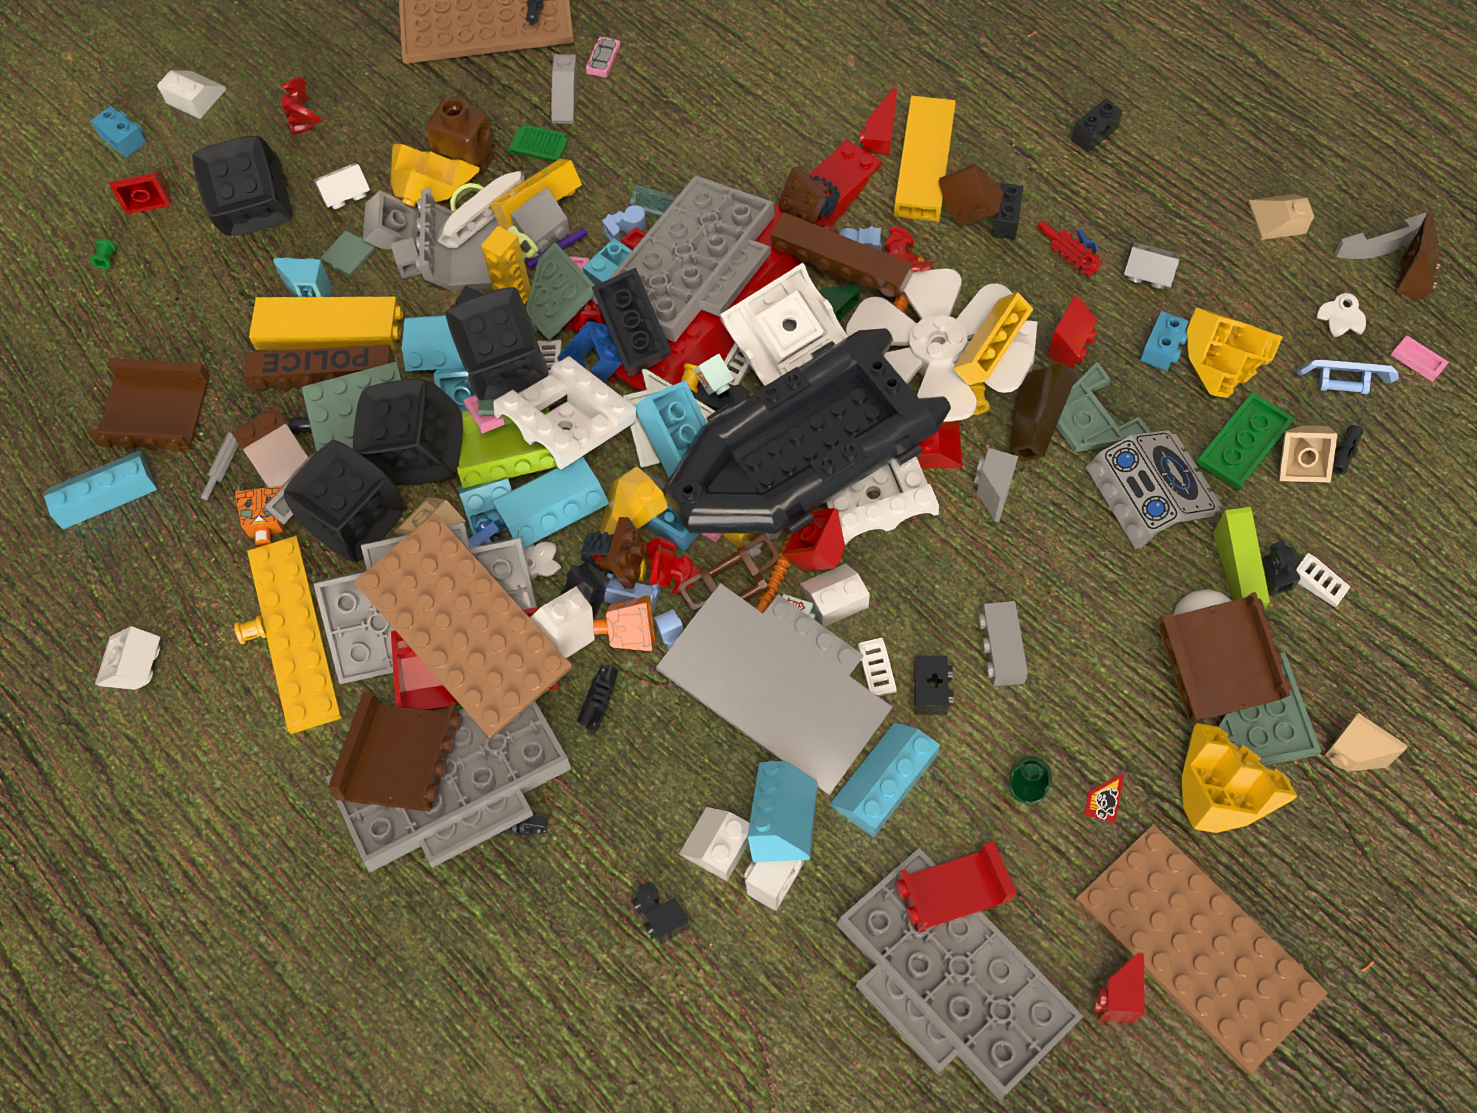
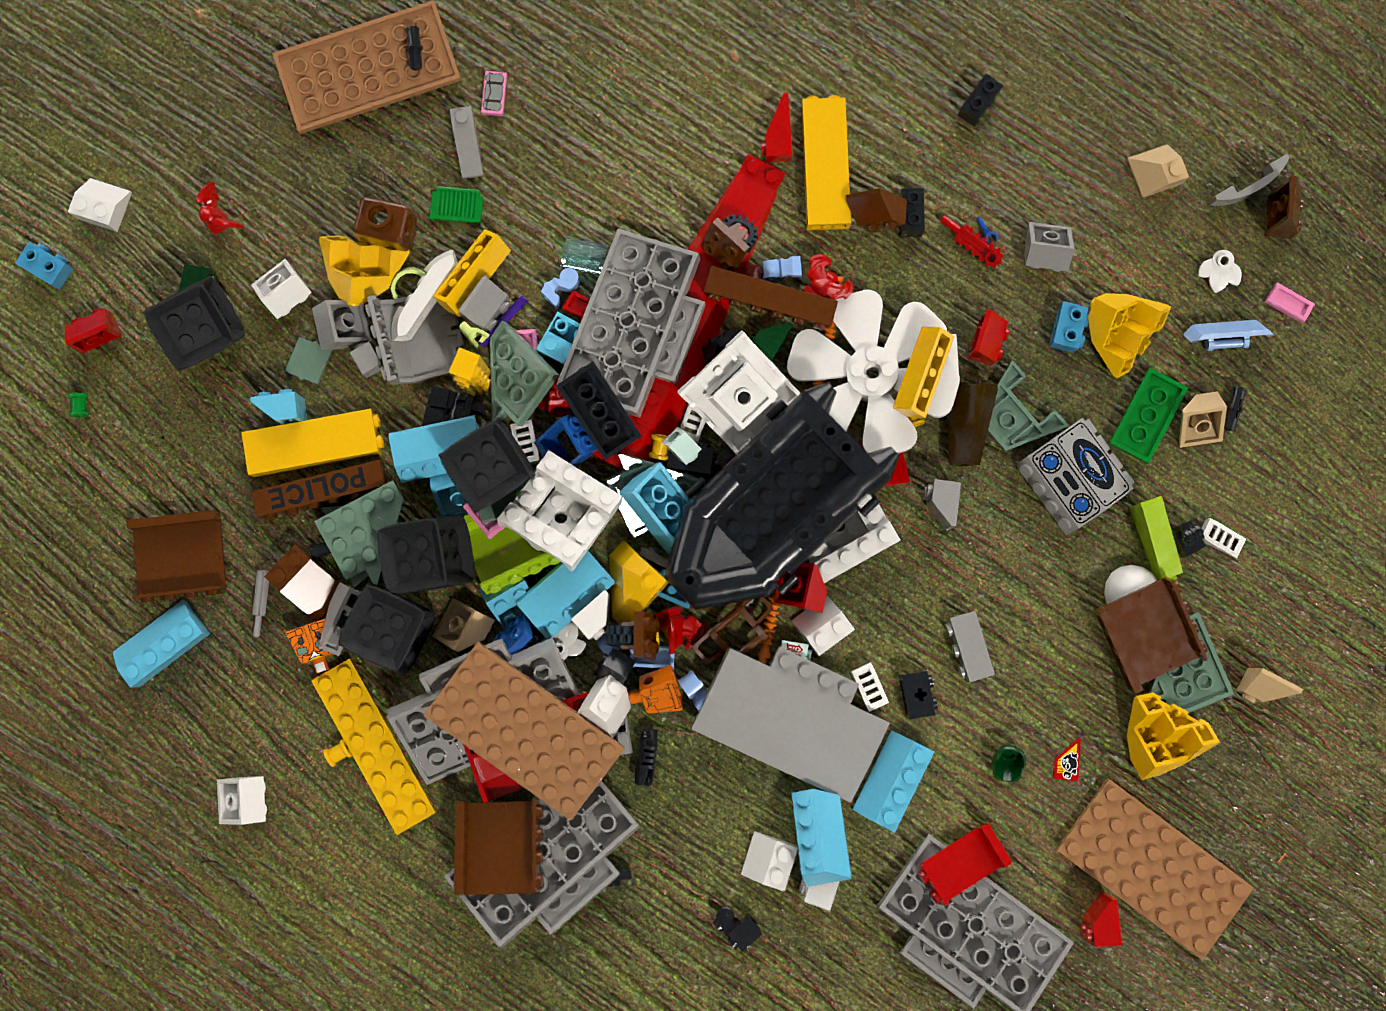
camera: 15 degrees left, 20 degrees up
(571, 530) = (594, 617): none -> white slope
(577, 674) = (624, 738): none -> light grey bar

